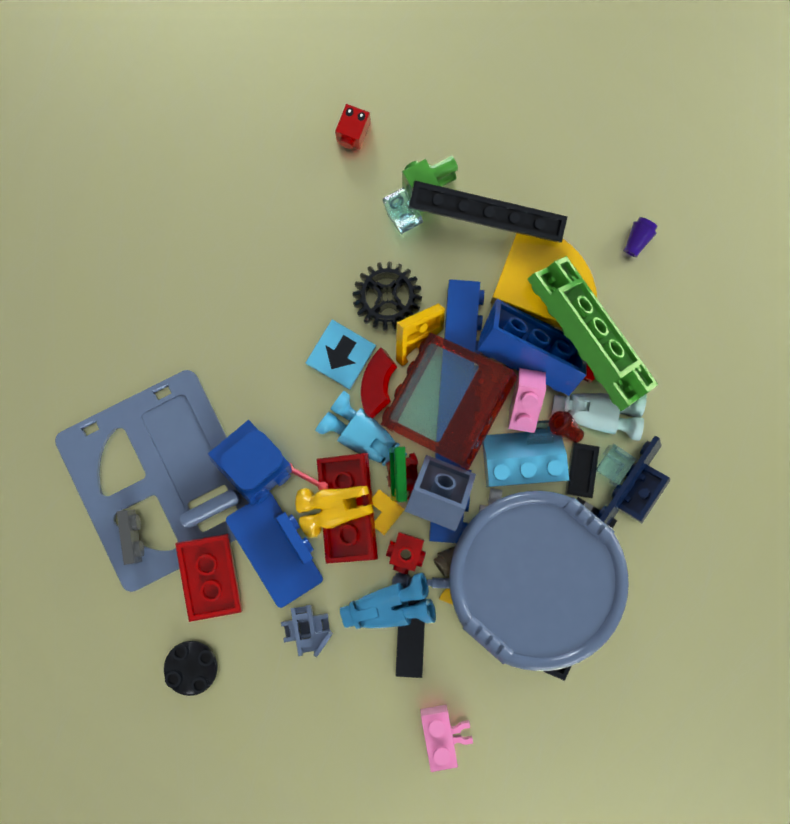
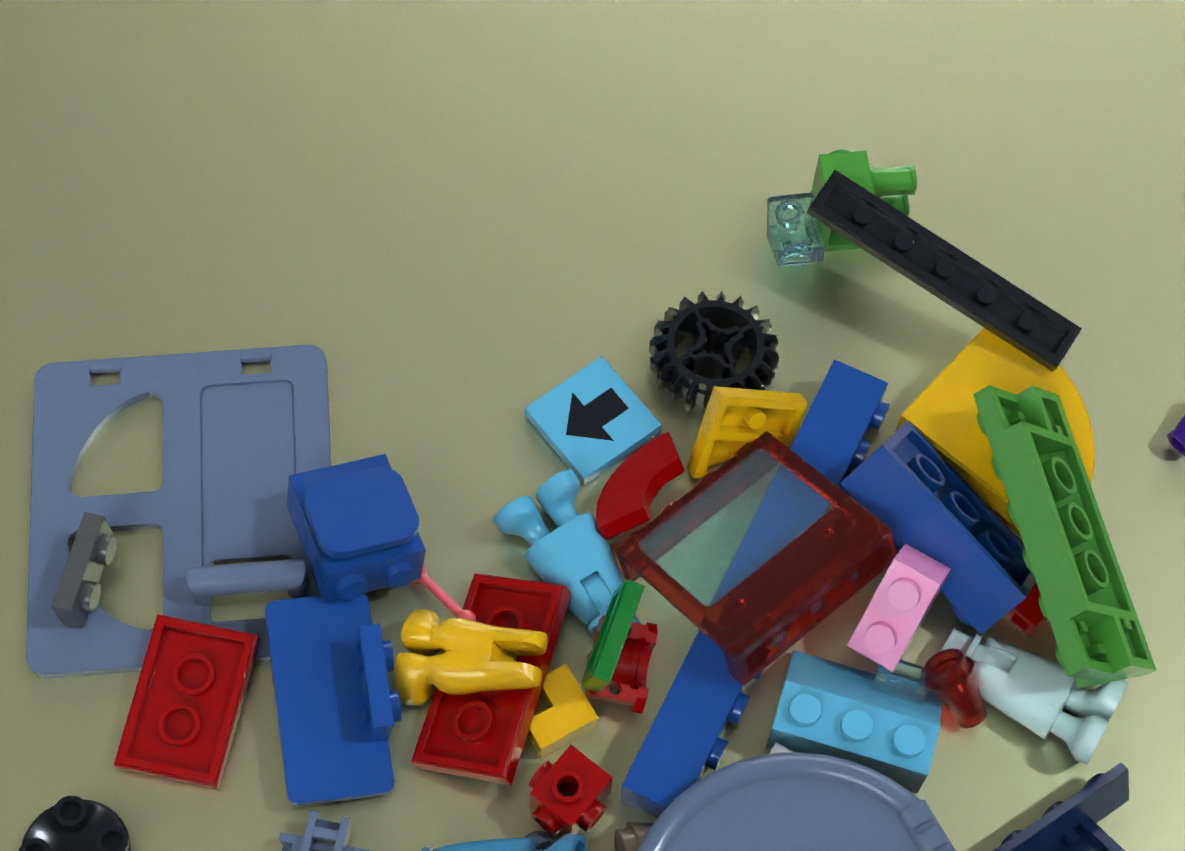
camera: 15 degrees right, 20 degrees down
(352, 127) = (762, 80): red brick -> none
(440, 493) = (675, 700): sand blue slope -> none
(582, 470) = (963, 781): black tile -> none
(615, 464) = (1027, 788): clear light blue panel -> none

